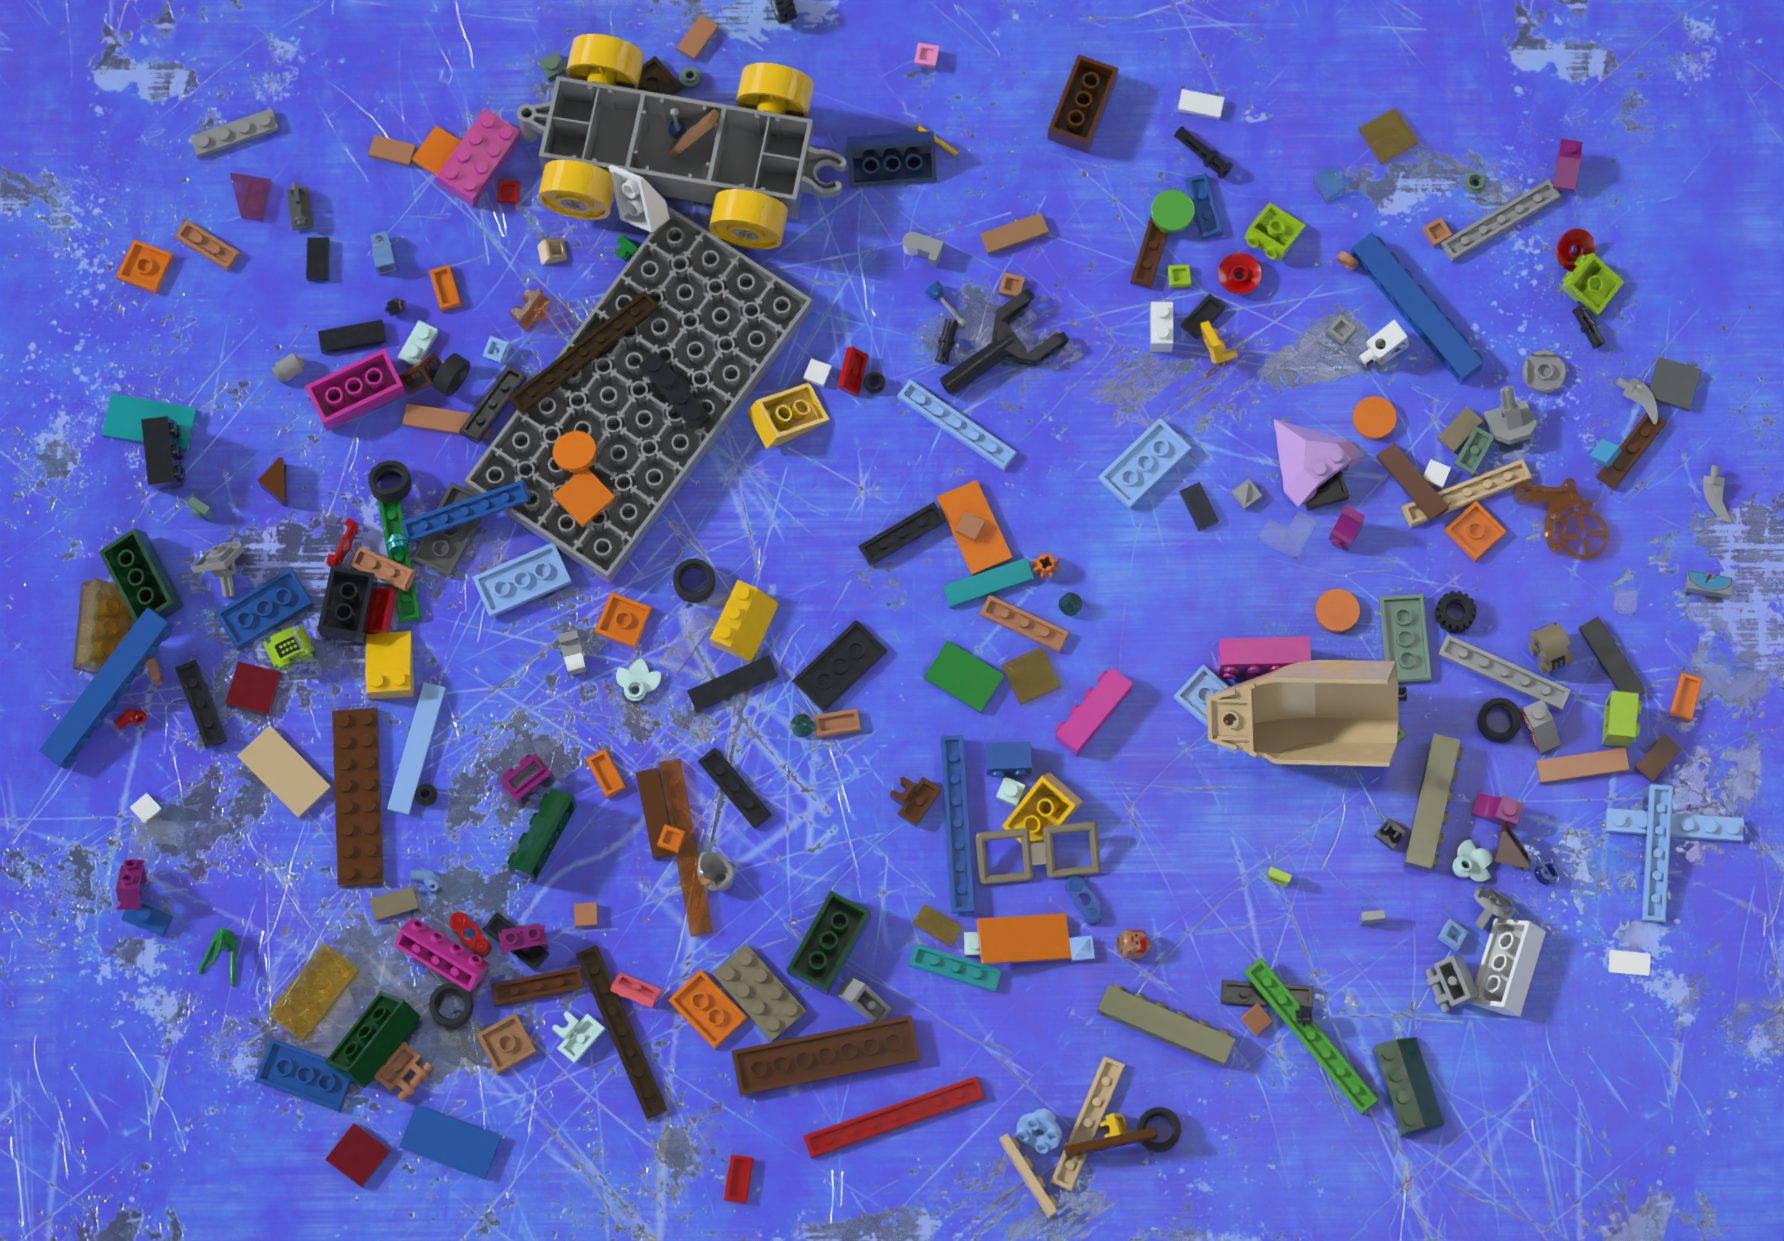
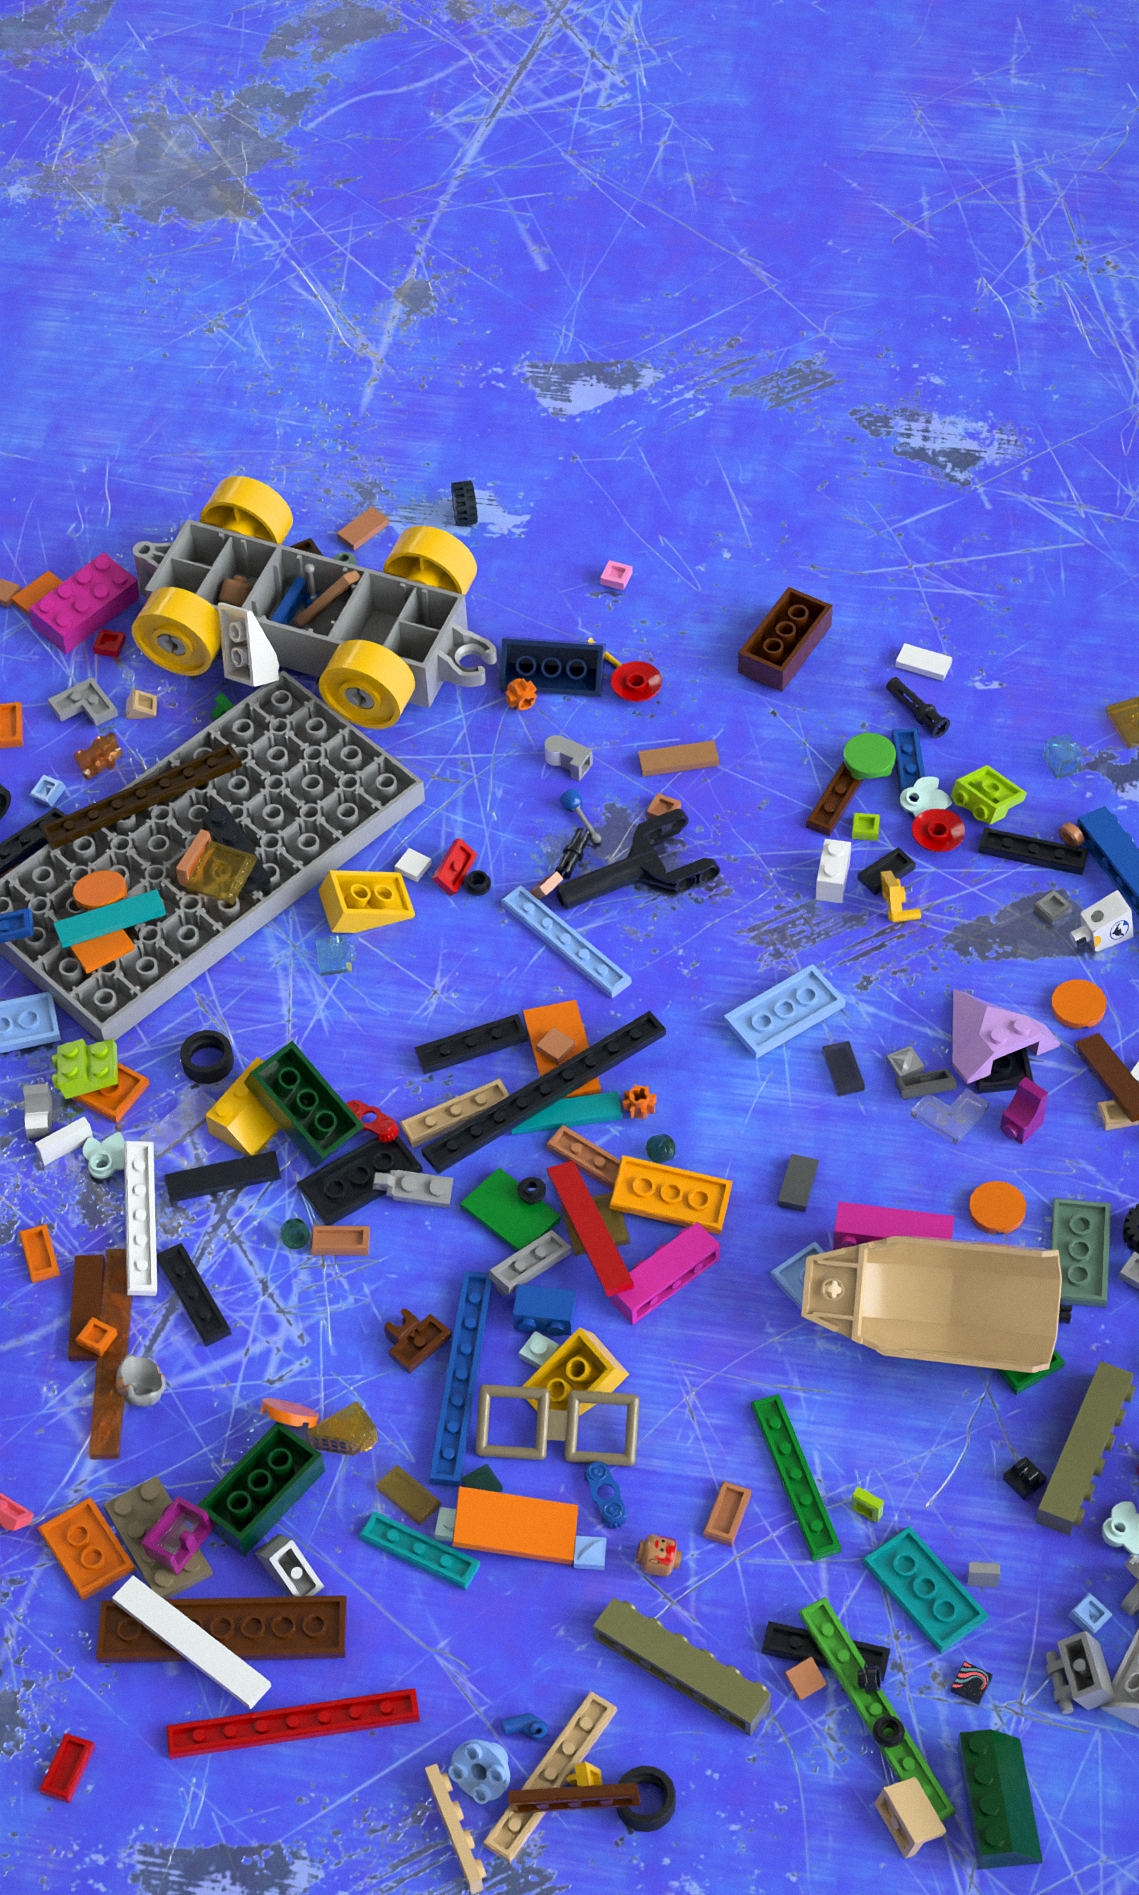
camera: 10 degrees right, 20 degrees down
(503, 252) = (83, 697): none -> light grey plate
(590, 477) = (109, 918): none -> teal tile
(600, 607) = (85, 1067): none -> lime plate
(600, 675) = (63, 1141): none -> white tile
(610, 135) = (234, 591): none -> medium nougat head
(644, 408) = (192, 857): none -> nougat tile
(658, 141) = (291, 602): none -> blue tile
(670, 419) = (221, 872): none -> clear yellow tile
(678, 732) = (140, 1218): none -> white tile
(774, 470) = (335, 954): none -> clear light blue brick
(776, 992) = (177, 1534): none -> magenta window
(786, 617) = (303, 1104): none -> dark green brick
(807, 1071) = (191, 1642): none -> white tile
(835, 878) = (288, 1412): none -> tile
(849, 620) = (382, 1126): none -> red piece
(871, 192) = (521, 694): none -> orange gear
(880, 884) = (344, 1432): none -> clear yellow slope
(887, 669) = (415, 1187): none -> light grey hinge
(902, 596) = (452, 1113): none -> tan tile
(931, 377) = (546, 885): none -> tile
(965, 155) = (636, 681): none -> red dish
(970, 571) = (543, 1092): none -> black plate
(978, 665) = (531, 1197): none -> black plate
(988, 720) = (529, 1262): none -> light grey hinge
(990, 906) = (482, 1479): none -> tile
(1030, 685) = (590, 1228): none -> red tile
(1063, 1088) = (527, 1724): none -> blue arm
(1085, 643) = (670, 1194): none -> light orange tile
(1176, 899) = (727, 1513): none -> nougat tile
(1181, 614) = (798, 1182): none -> dark grey tile
(1221, 861) = (796, 1477): none -> green tile
(1226, 241) = (927, 796): none -> light aqua plate
(1266, 511) = (925, 1083): none -> dark grey tile
(1318, 278) = (1033, 851): none -> black tile
(1328, 1046) = (892, 1723): none -> black plate
(1330, 934) = (925, 1589): none -> teal tile
(1347, 1110) = (909, 1815): none -> tan panel
(1375, 1001) = (971, 1682): none -> tile

